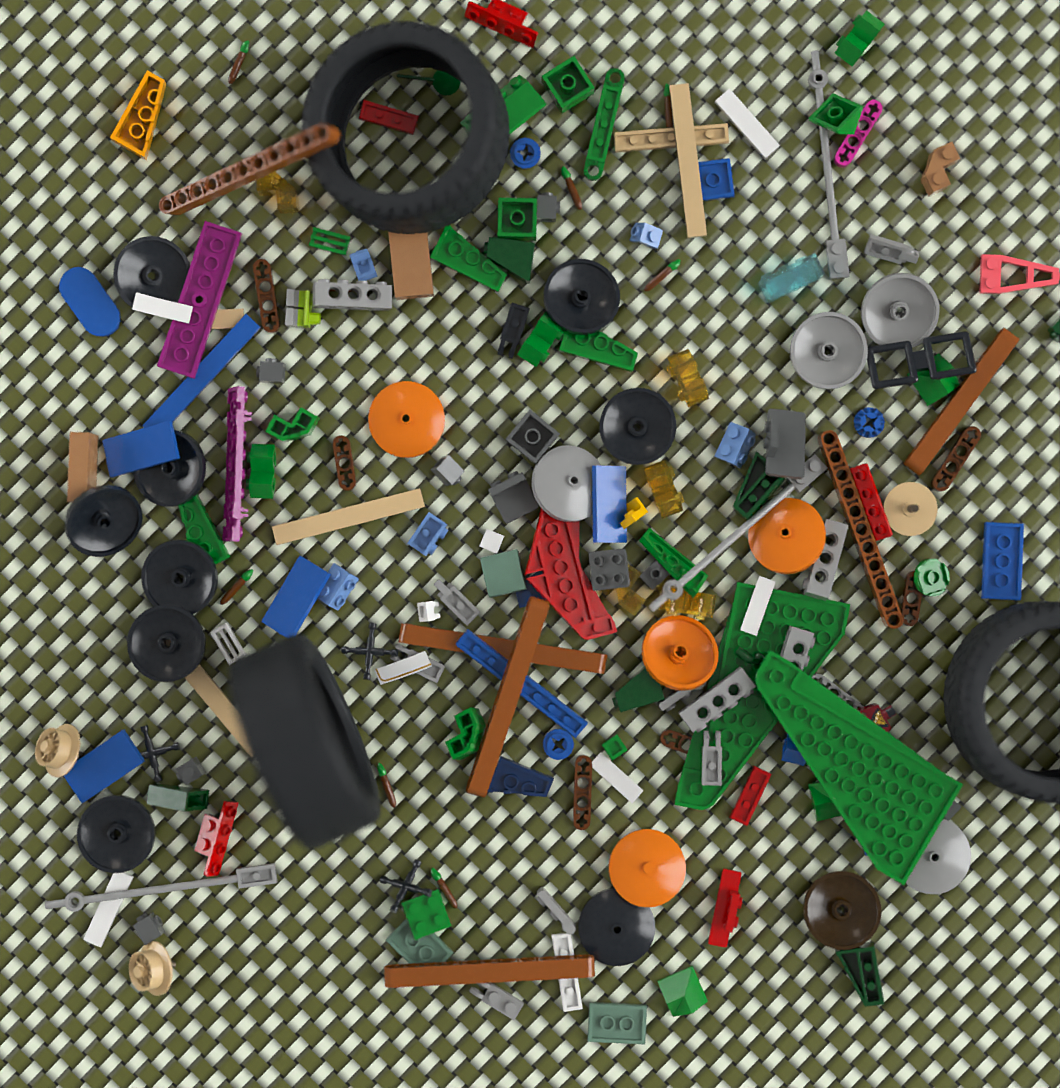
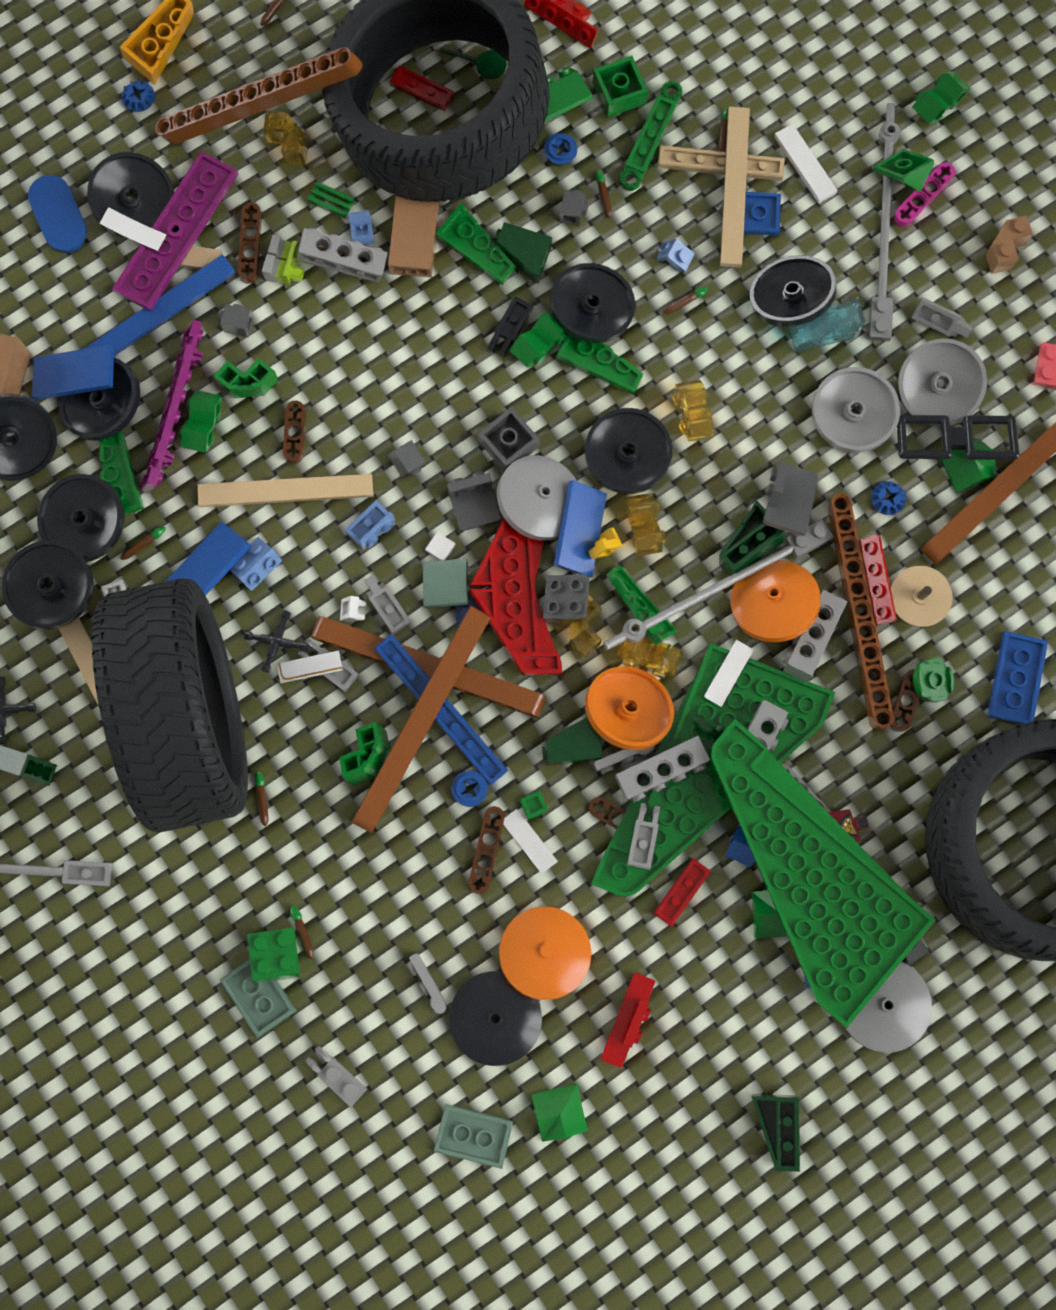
camera: 10 degrees right, 10 degrees down
(143, 175) = (130, 100): none -> blue gear
(190, 771) = (39, 736): dark grey brick -> none
(214, 837) = (50, 819): red bracket -> none
(405, 886) = (256, 917): black piece -> none
(410, 437) = (377, 416): orange dish -> none
(489, 971) = (333, 1039): dark orange beam -> none
(517, 218) = (538, 208): green brick -> none
(519, 779) = (414, 819): dark blue wing -> none
(568, 987) = (426, 1061): white tile -> none
(653, 574) = (615, 617): dark grey brick -> none
(735, 445) = (734, 493): medium blue bracket -> none
(756, 252) = (793, 291): none -> black dish
(860, 913) = (789, 1045): dark brown dish -> none
(956, 459) = (982, 557): reddish brown beam -> none

